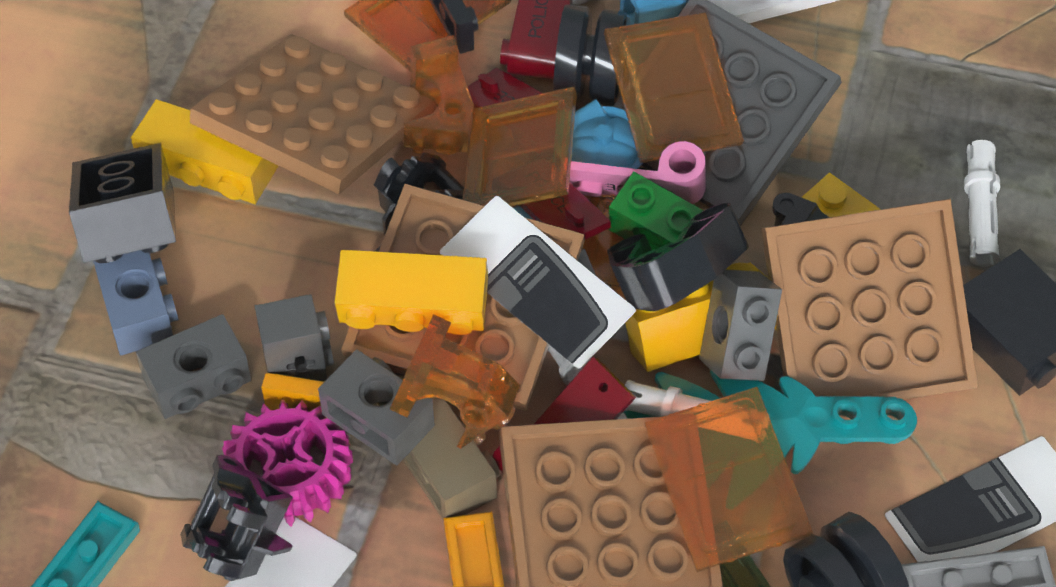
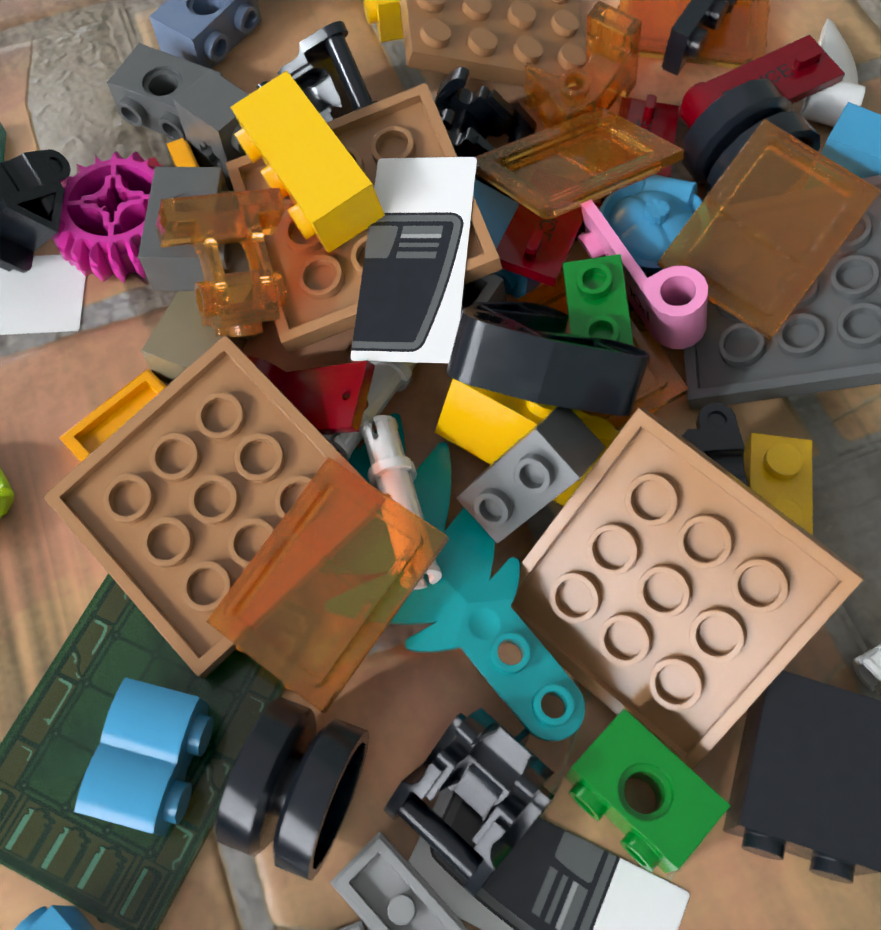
camera: 55 degrees right, 10 degrees up
(299, 268) = (328, 73): none -> black piece
(912, 477) = (489, 773): none -> black piece
(991, 395) = (683, 802): none -> green brick

